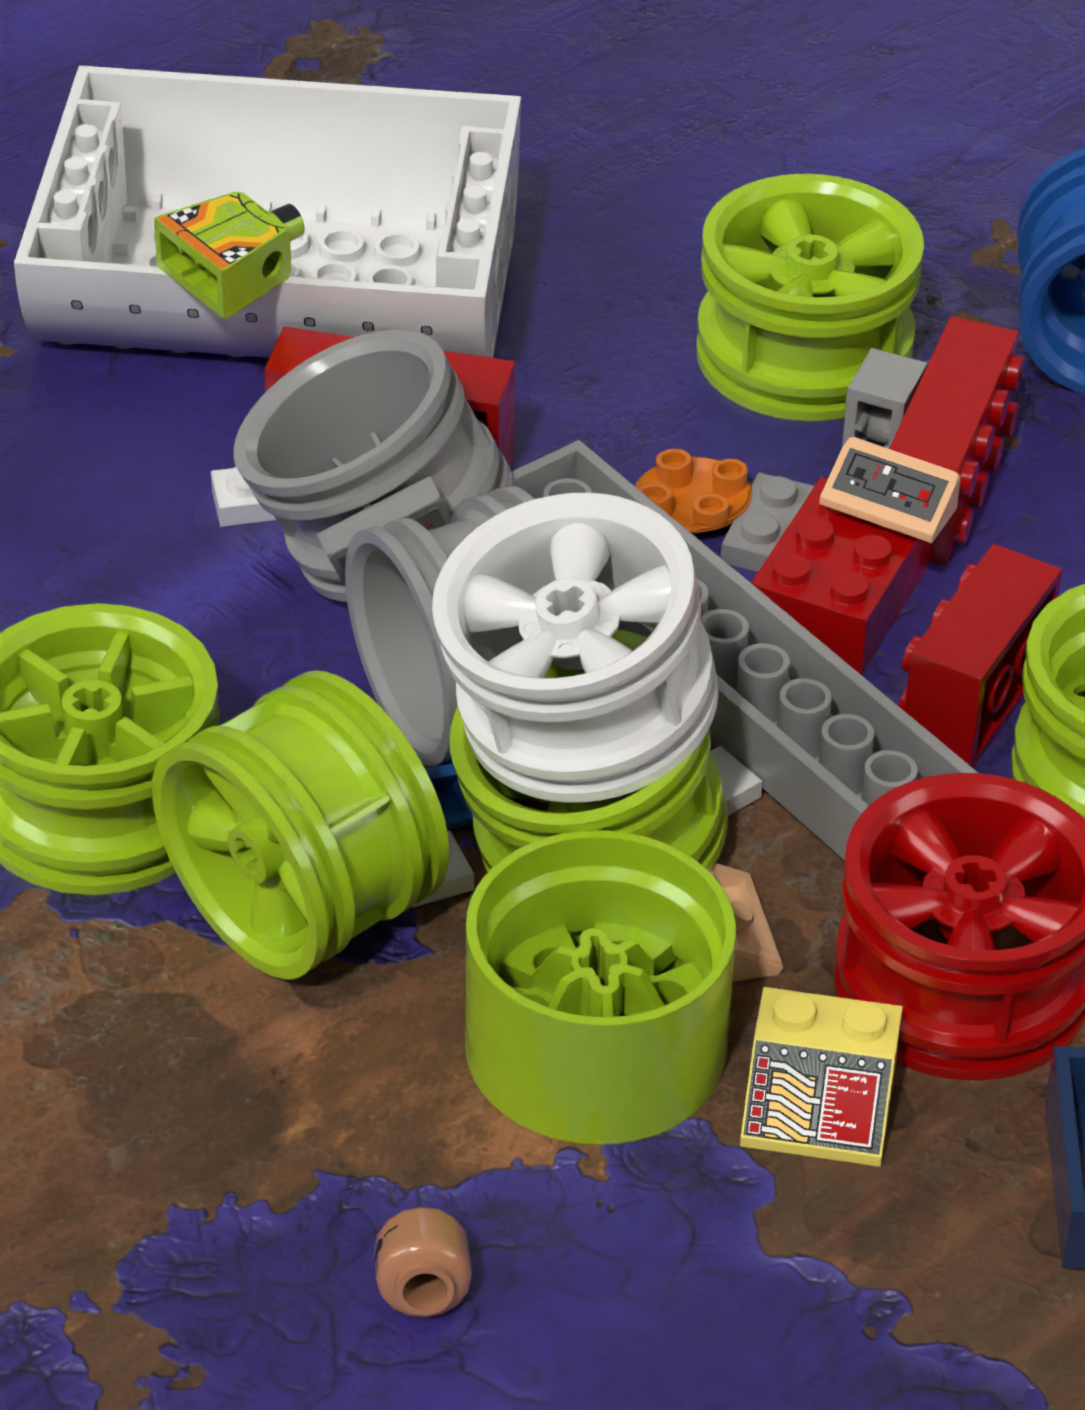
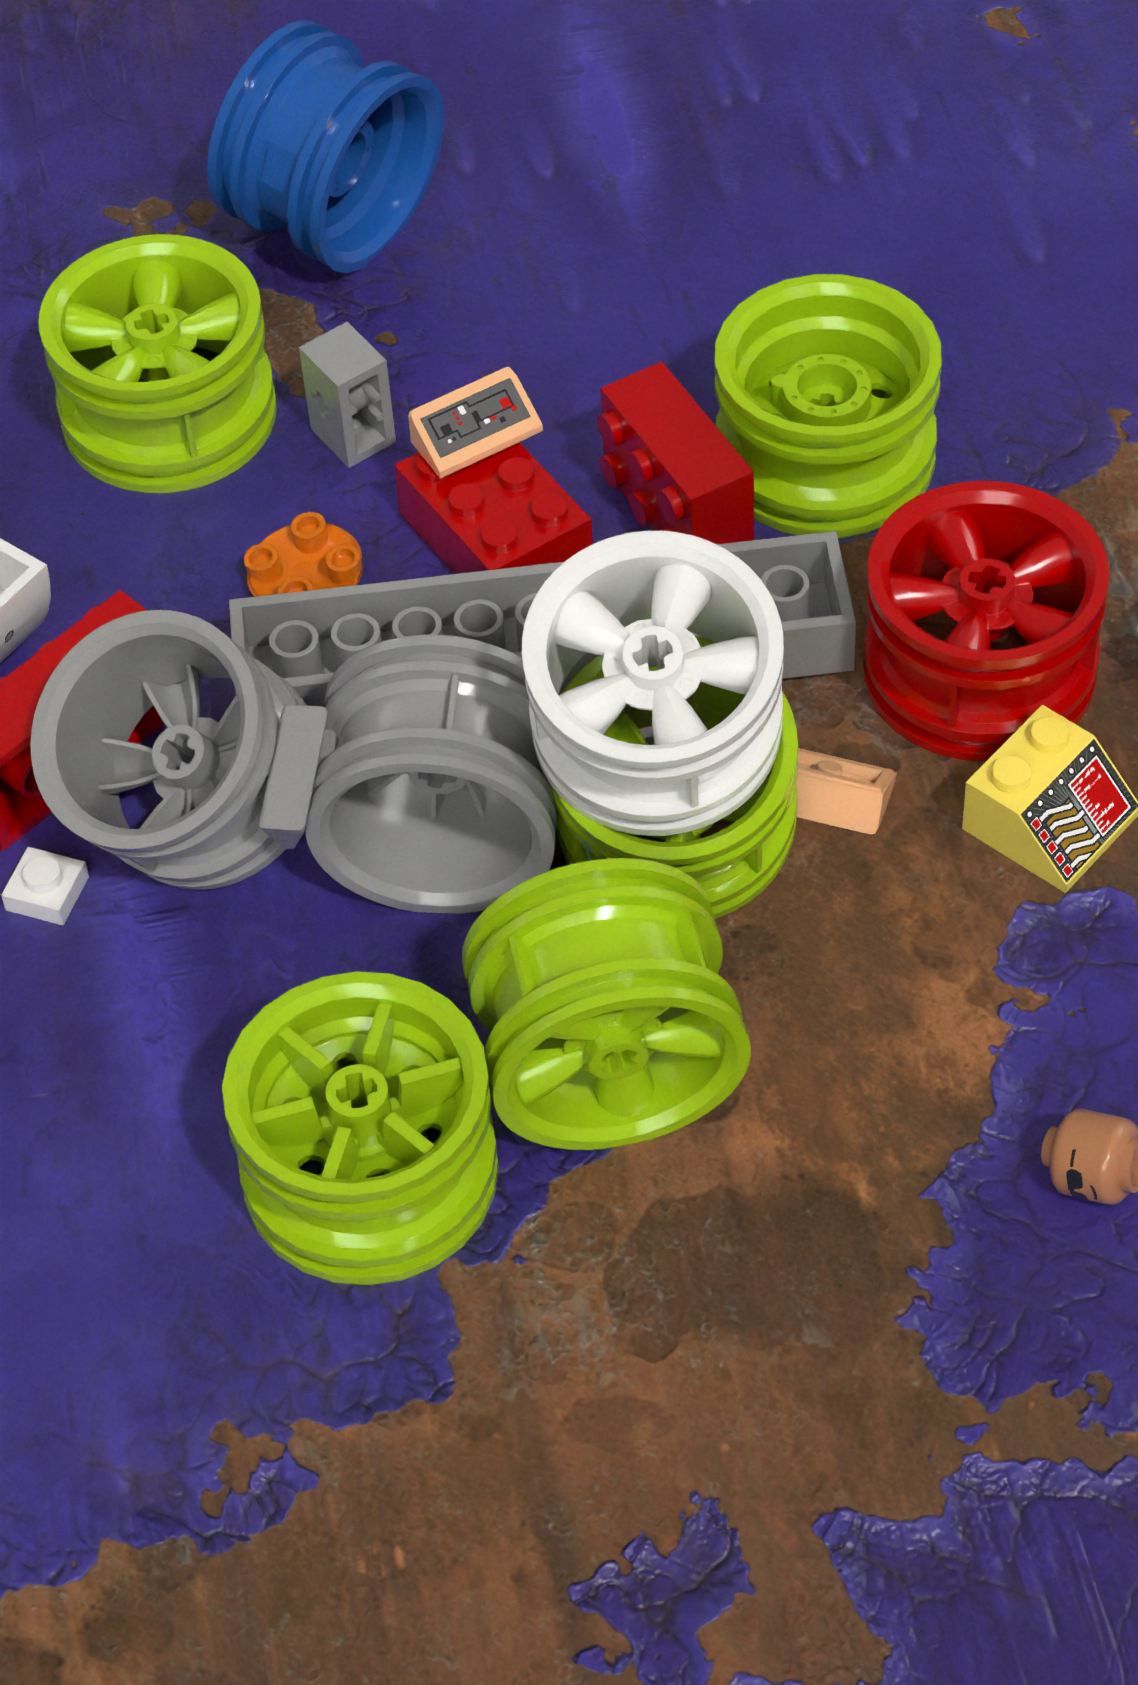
camera: 55 degrees left, 10 degrees up
(580, 940) = (927, 815): lime wheel -> none
(763, 523) = (387, 542): light grey plate -> none
(963, 414) = (420, 350): red brick -> none

